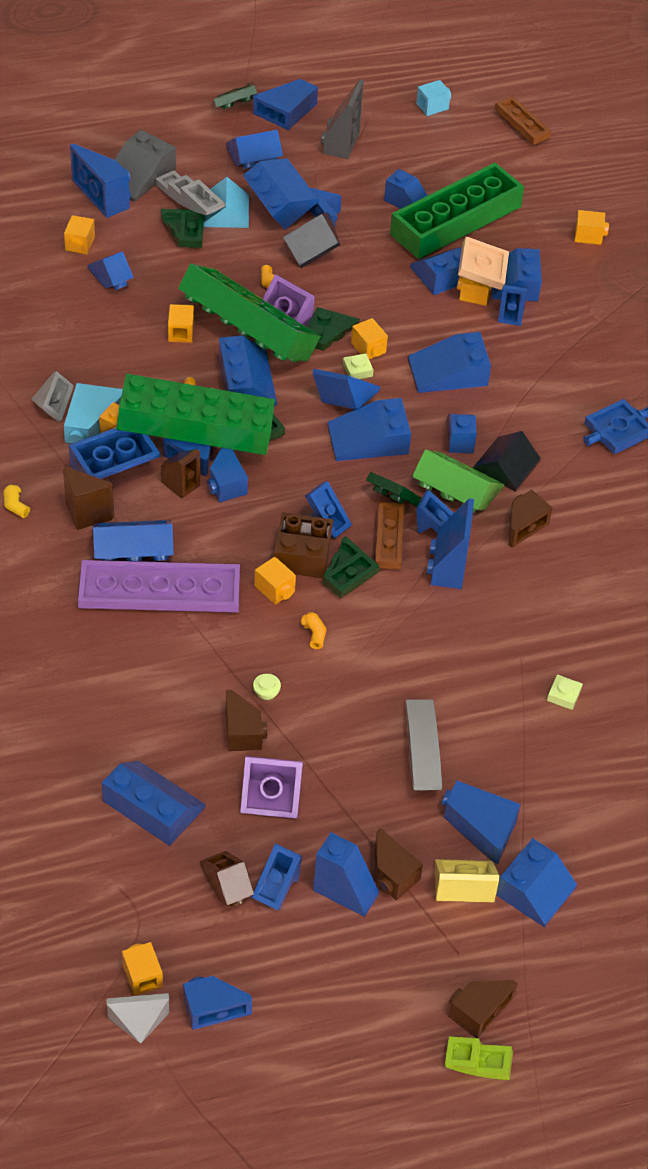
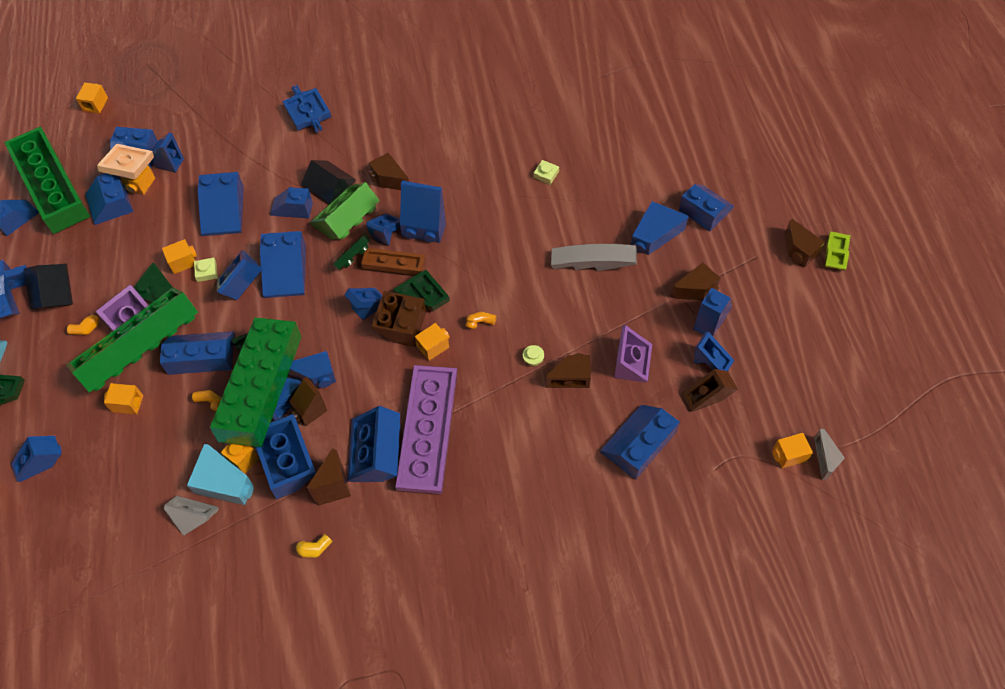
camera: 80 degrees left, 10 degrees up
(214, 1001) = (816, 405): blue slope -> none
(465, 880) = (703, 242): light yellow slope -> none

